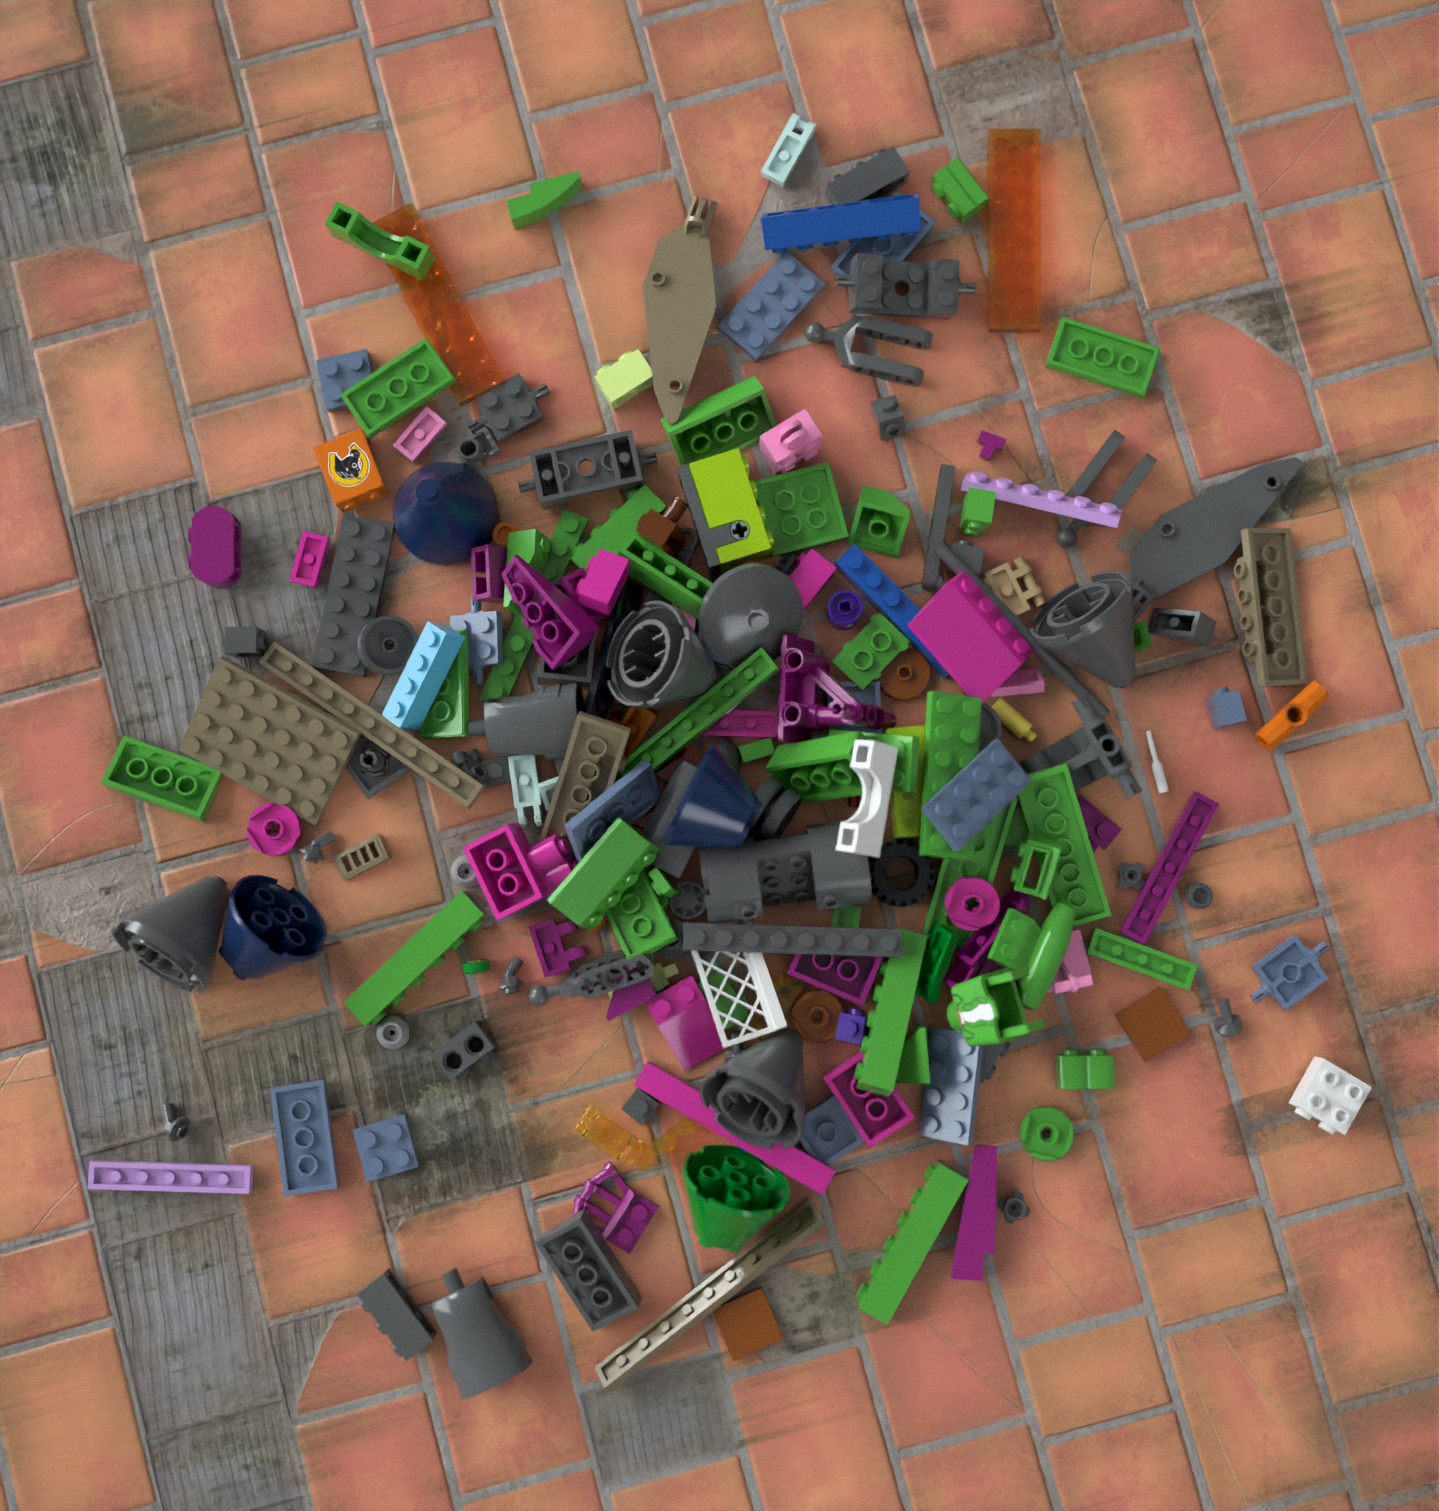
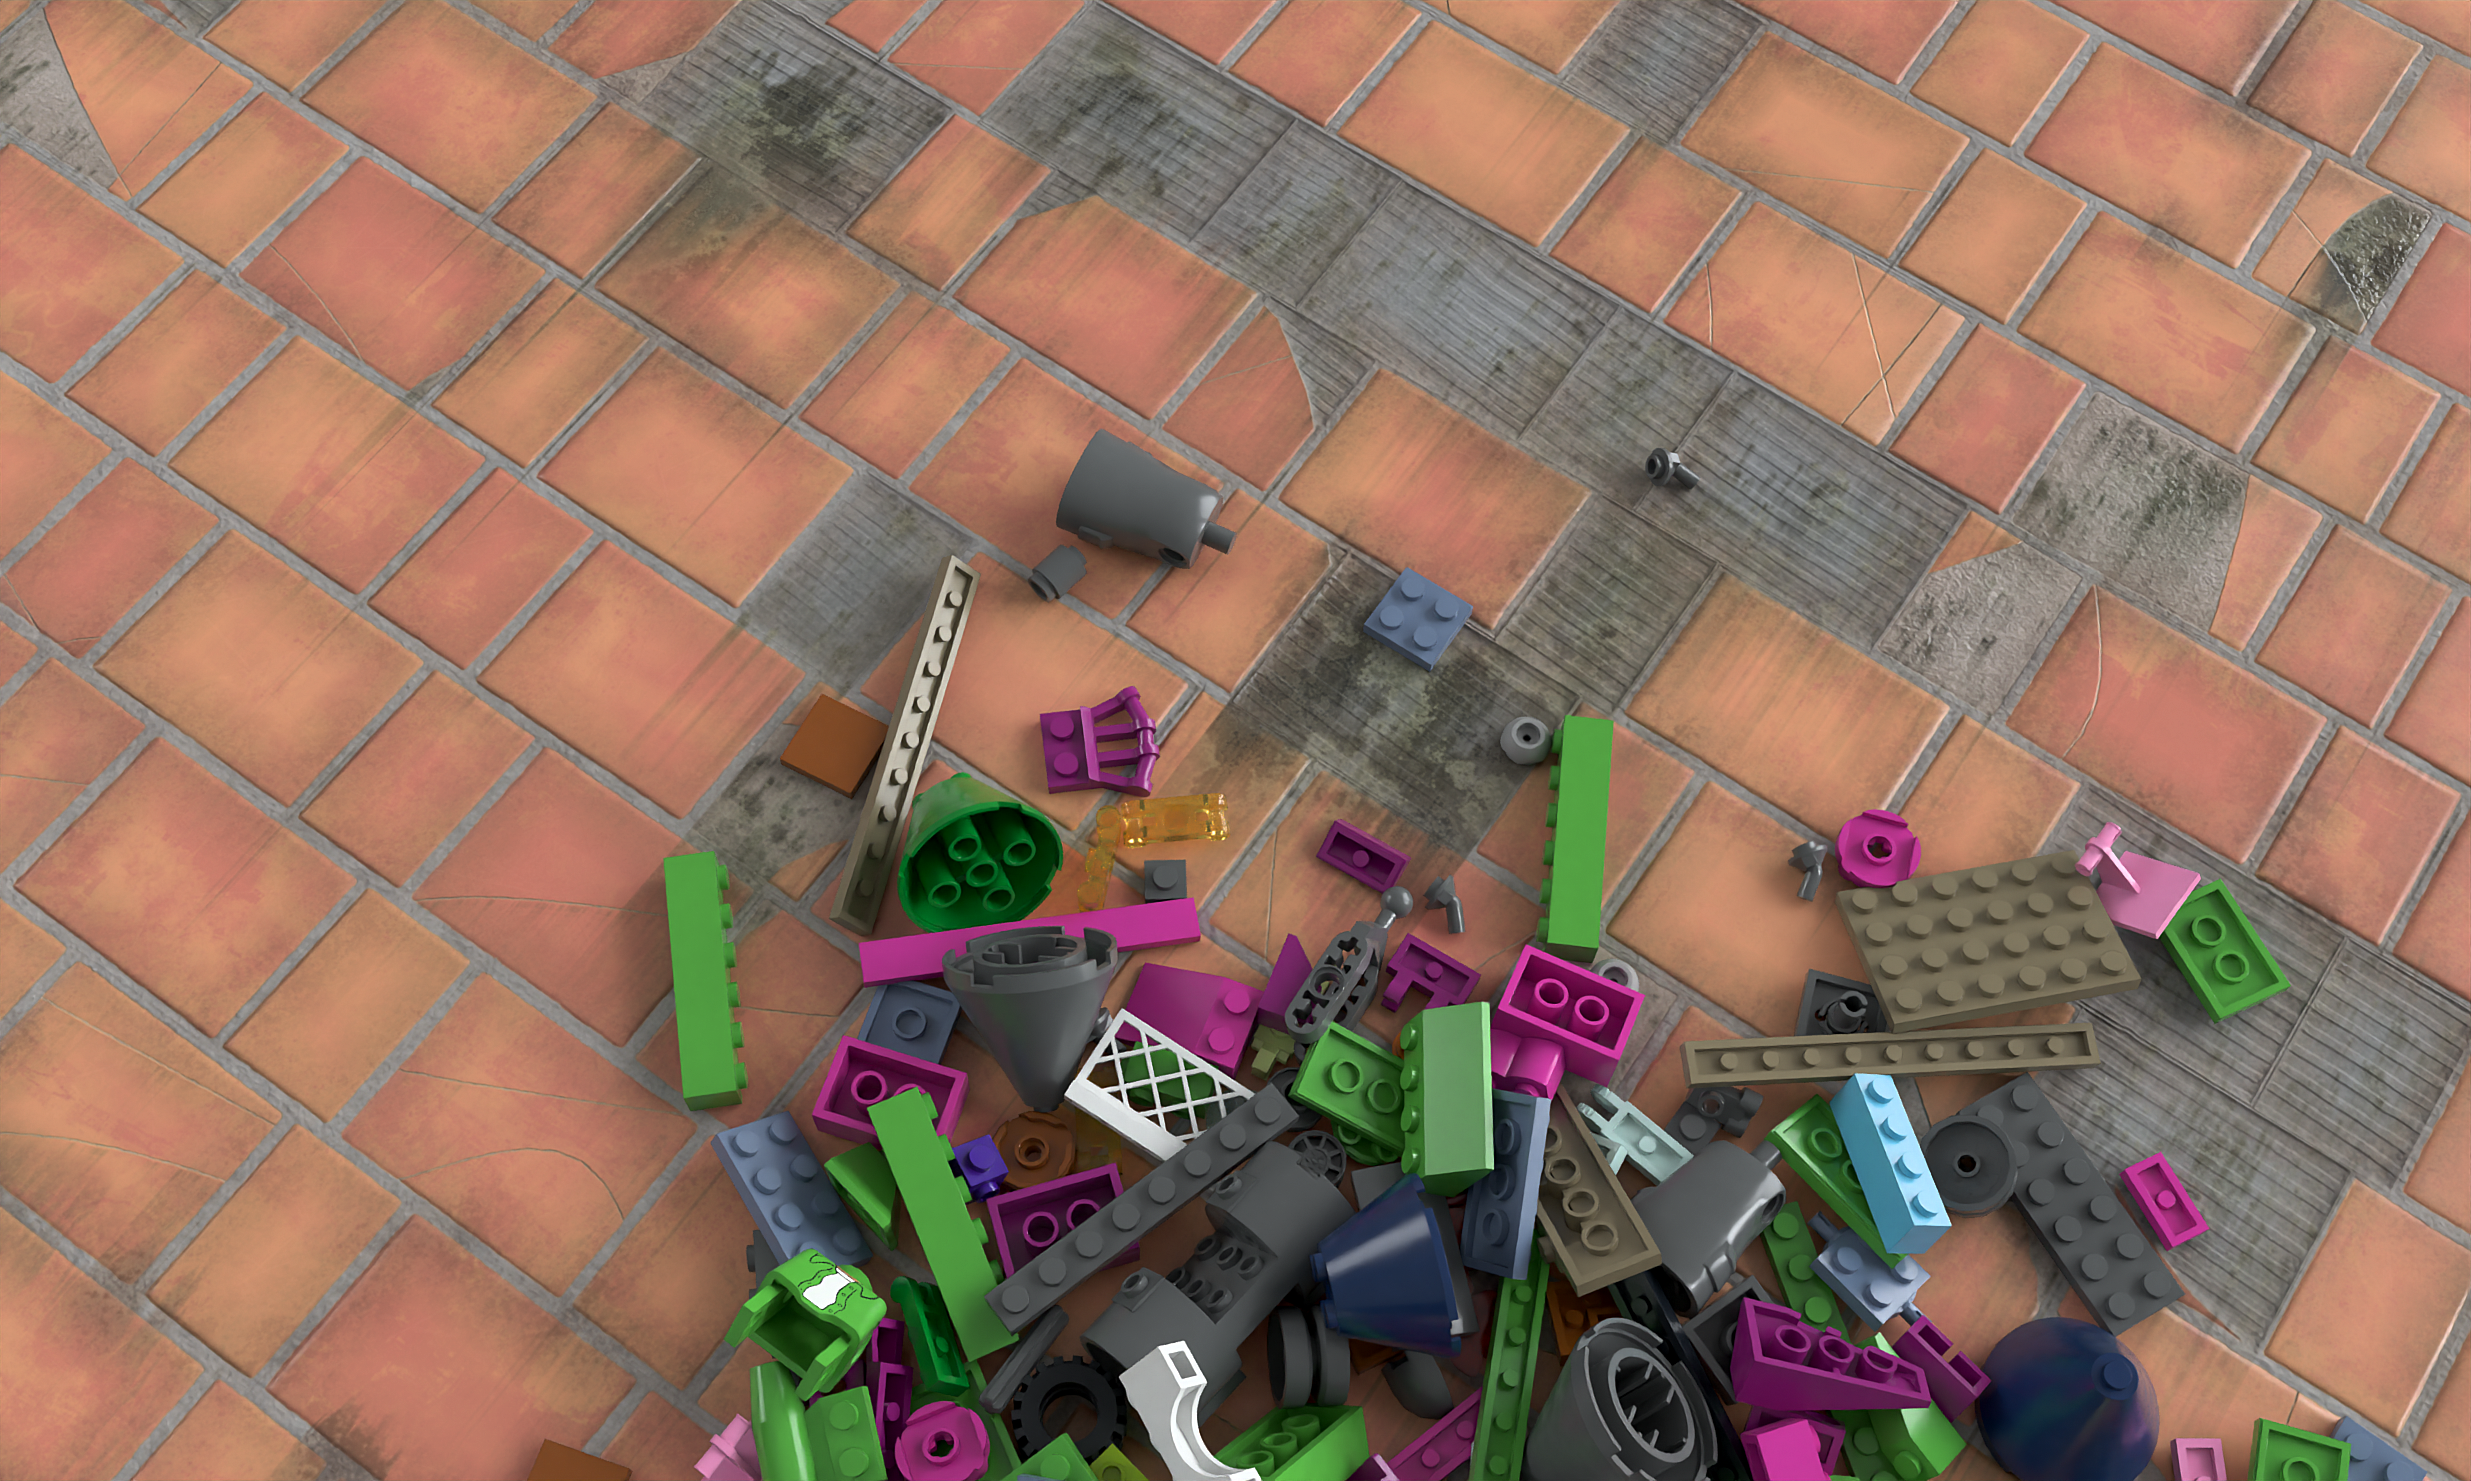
camera: 130 degrees right, 20 degrees down
(161, 645) = (2221, 953): none -> bright green plate
(163, 779) = (2054, 804): bright green slope -> none
(168, 703) = (2136, 889): none -> bright pink plate
(170, 1176) = (1619, 418): lavender plate -> none
(178, 933) = (1865, 653): dark grey cone -> none
(215, 547) = (2284, 1119): magenta brick -> none
(245, 641) = (2132, 1034): dark grey brick -> none
(269, 928) = (1773, 734): dark blue cone -> none
(304, 1137) = (1518, 560): sand blue plate -> none
(350, 470) = (2235, 1355): orange panel -> none
(383, 851) = (1739, 929): dark tan slope -> none
(396, 1315) = (1250, 465): dark grey brick -> none
(462, 1045) = (1431, 783): dark grey brick -> none
(475, 966) = (1501, 882): green tile -> none
(501, 531) = (1977, 1448): orange tile -> none
(529, 1038) = (1363, 856): none -> magenta slope
(553, 1332) = (1058, 573): none -> dark grey brick
(589, 1270) = (1072, 661): dark grey slope -> none
(662, 883) = (1365, 1149): bright green plate -> none
(756, 750) = (1392, 1429): bright green piece -> none
(846, 916) = (1090, 1300): bright green plate -> none
(903, 915) = (1023, 1359): none -> dark grey axle
(978, 1216) = (637, 1069): magenta wedge -> none
(1020, 1211) = (593, 1107): dark grey plate -> none
(1060, 1136) = (606, 1223): bright green plate -> none
(1085, 1070) = (622, 1360): bright green brick -> none

